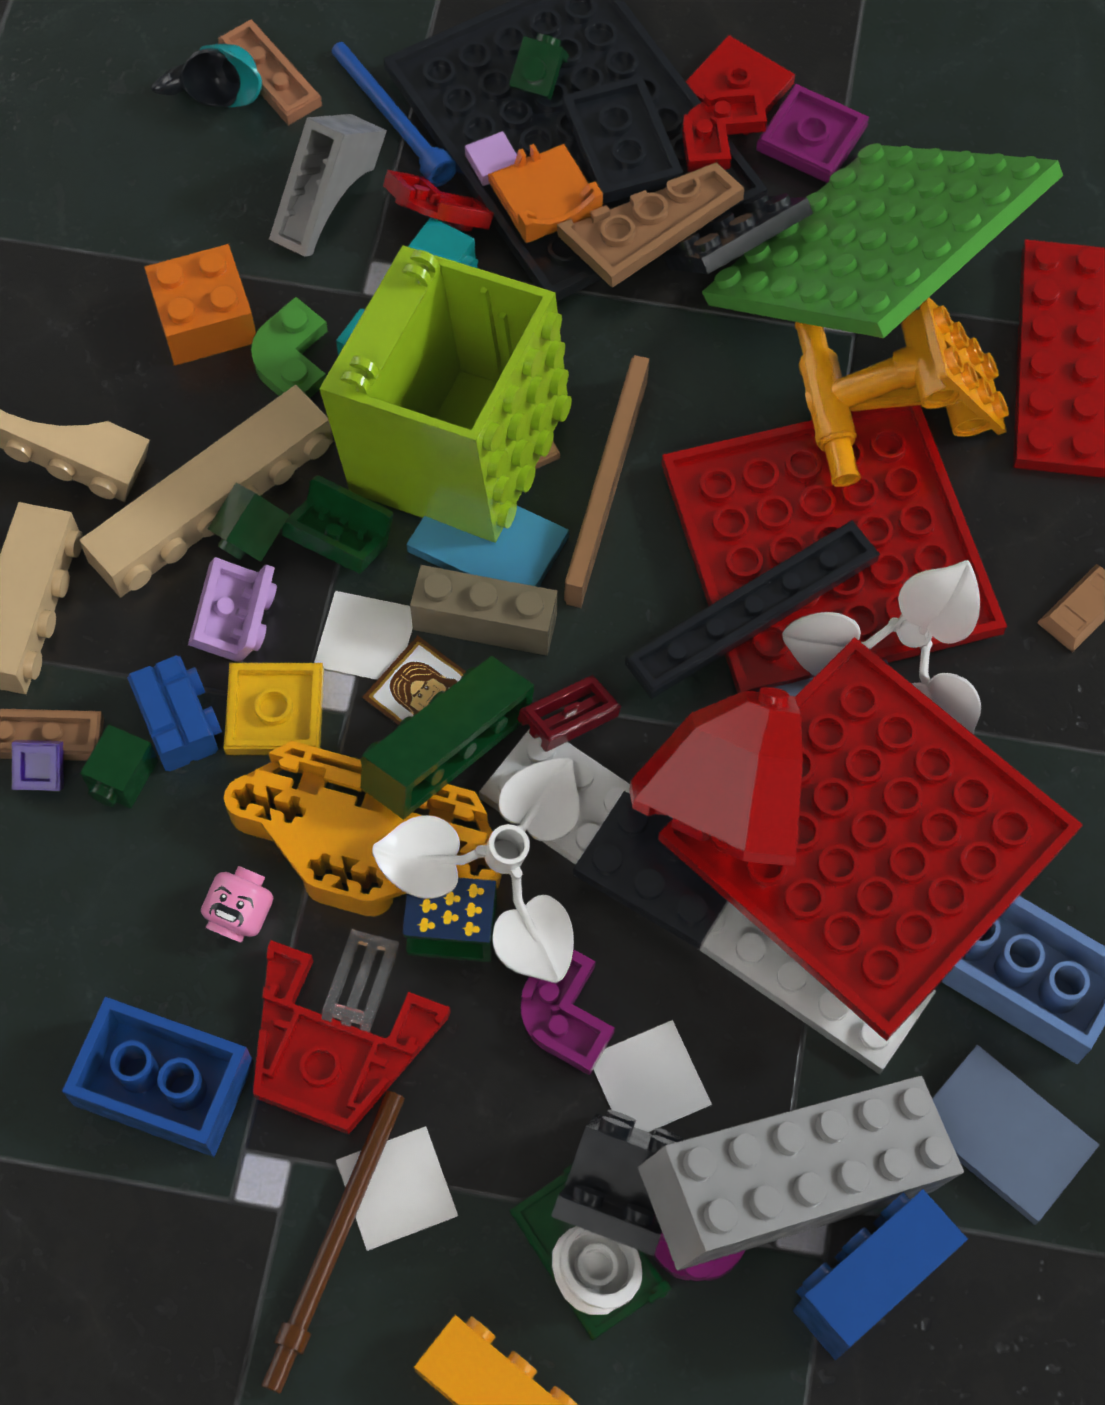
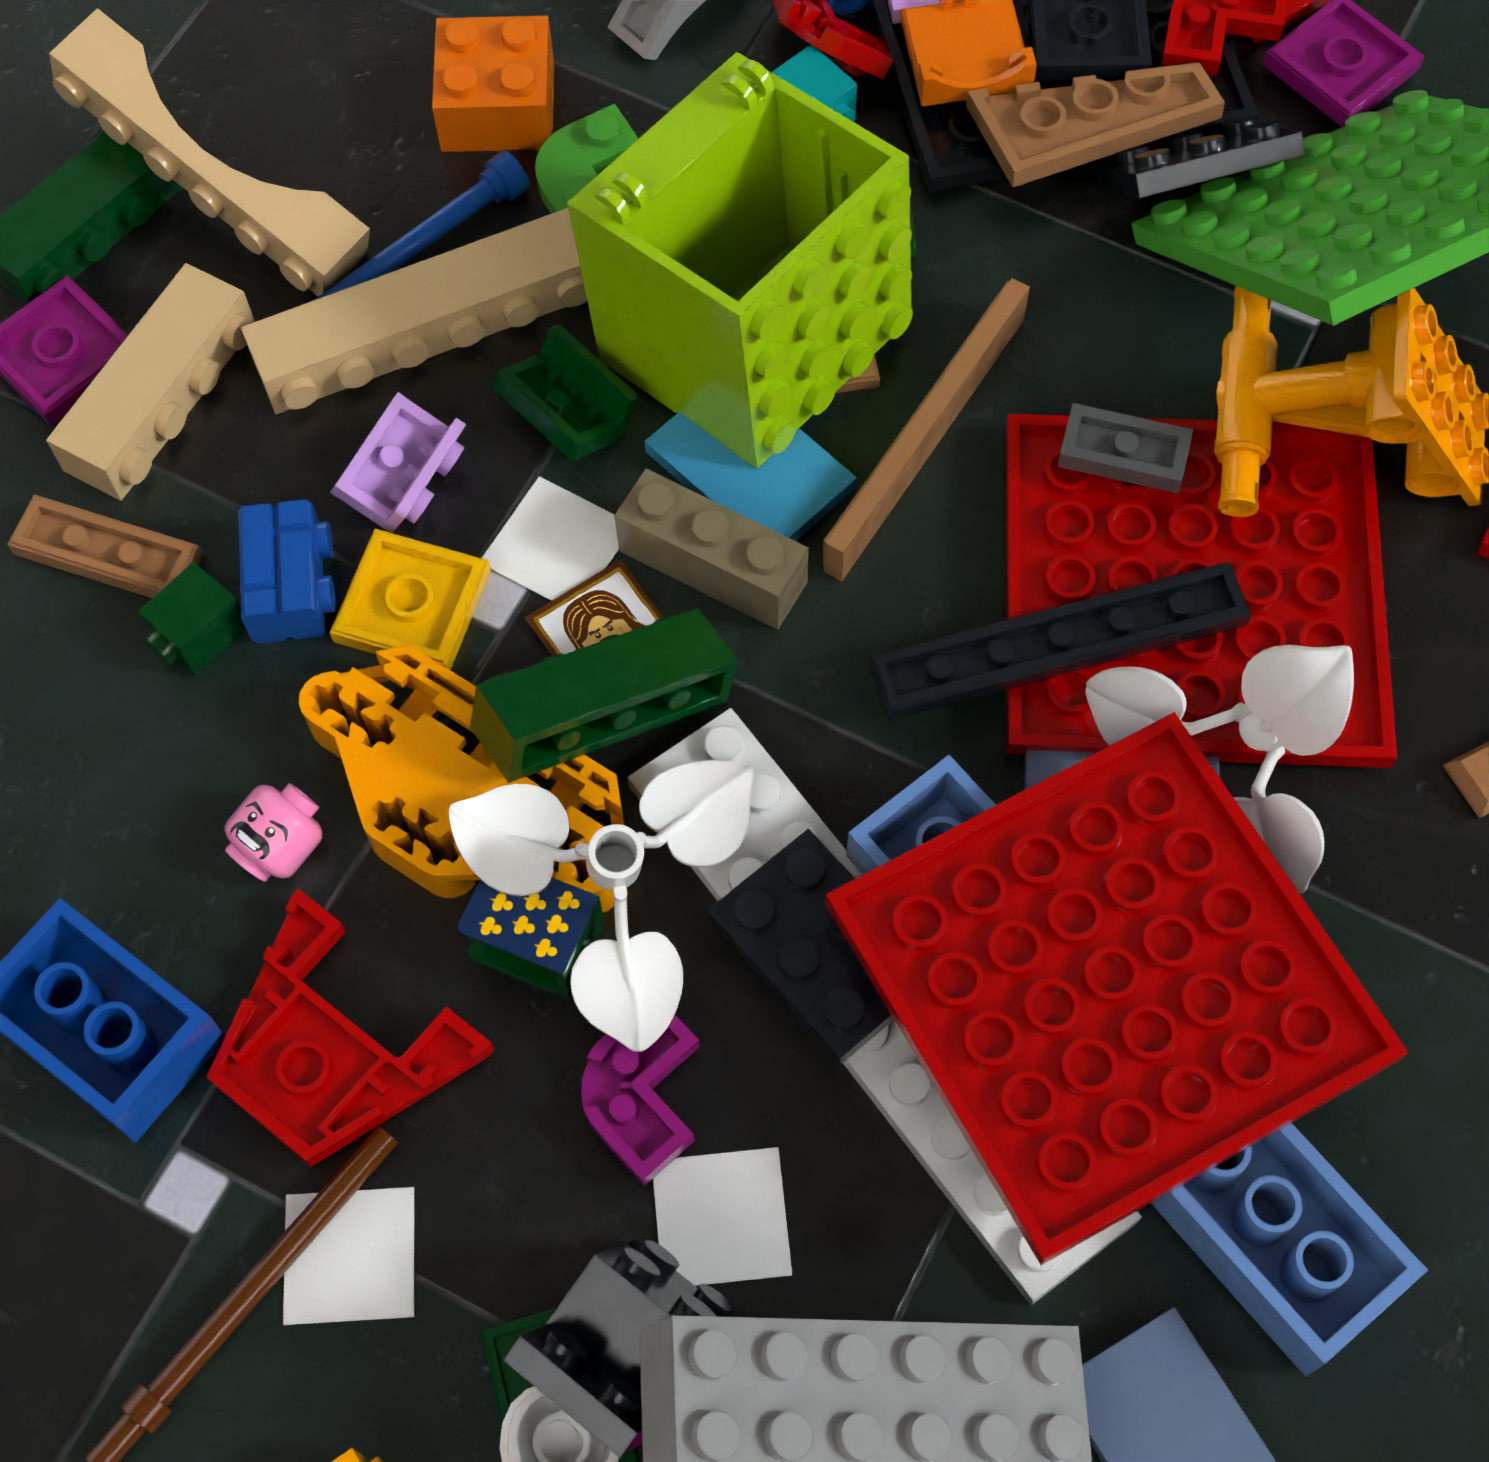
camera: 20 degrees right, 0 degrees up
(37, 765) = (98, 589): tile -> none
(230, 376) = (501, 180): none -> blue piece
(247, 523) = (452, 362): dark green brick -> none
(350, 1012) = (363, 1012): clear tile -> none
(575, 718) = (780, 718): dark red tile -> none
(732, 776) = (939, 848): red brick -> none
(754, 458) = (1125, 448): none -> dark grey plate

